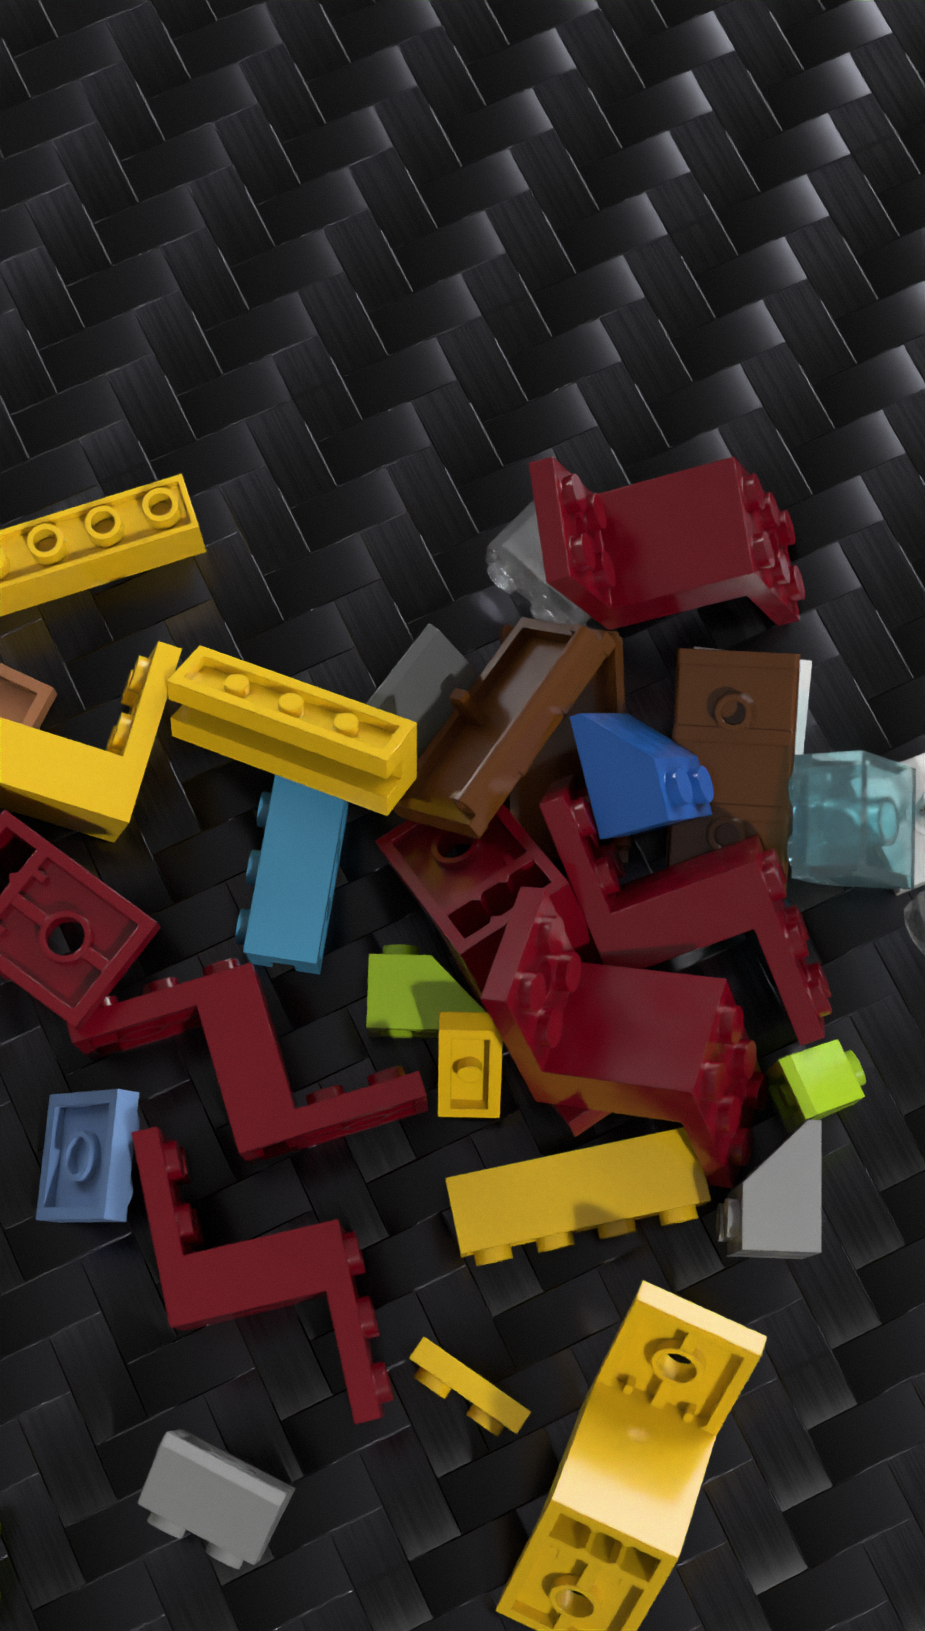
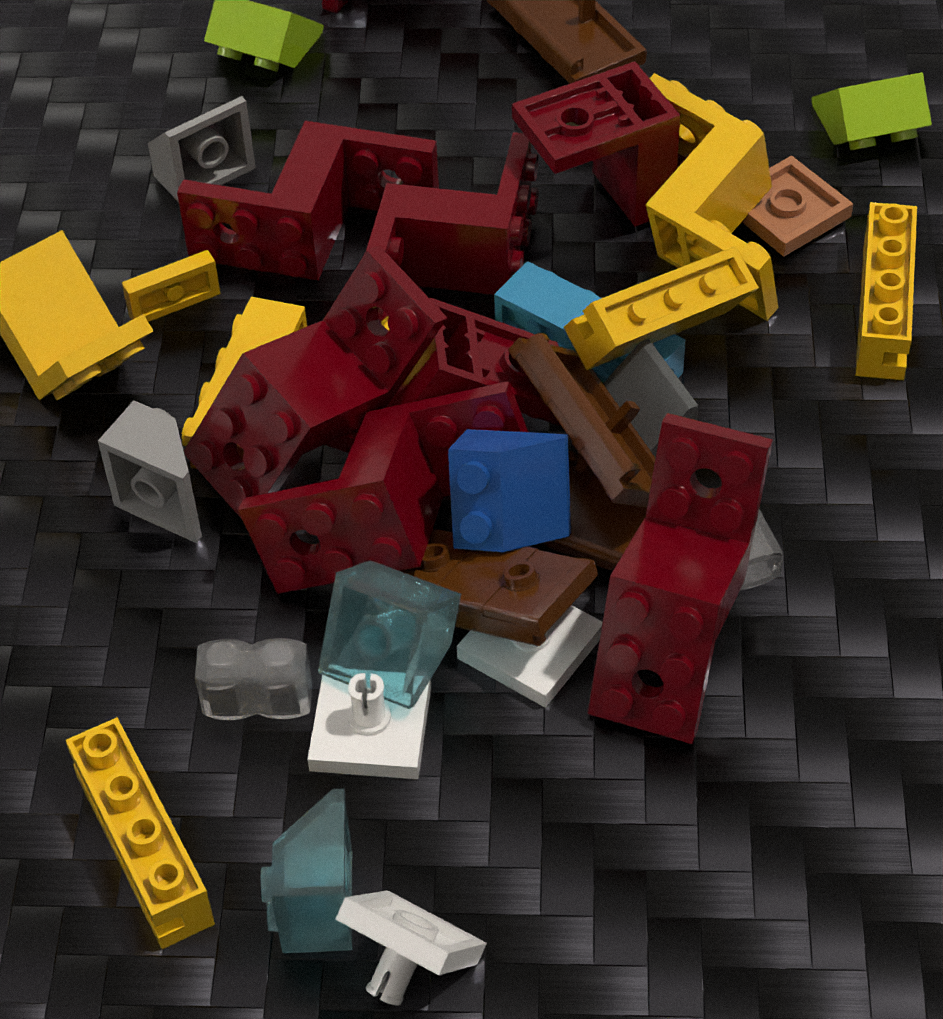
camera: 120 degrees right, 25 degrees down
(88, 1156) = (454, 158): medium blue plate -> none
(815, 1083) = (215, 531): lime slope -> none

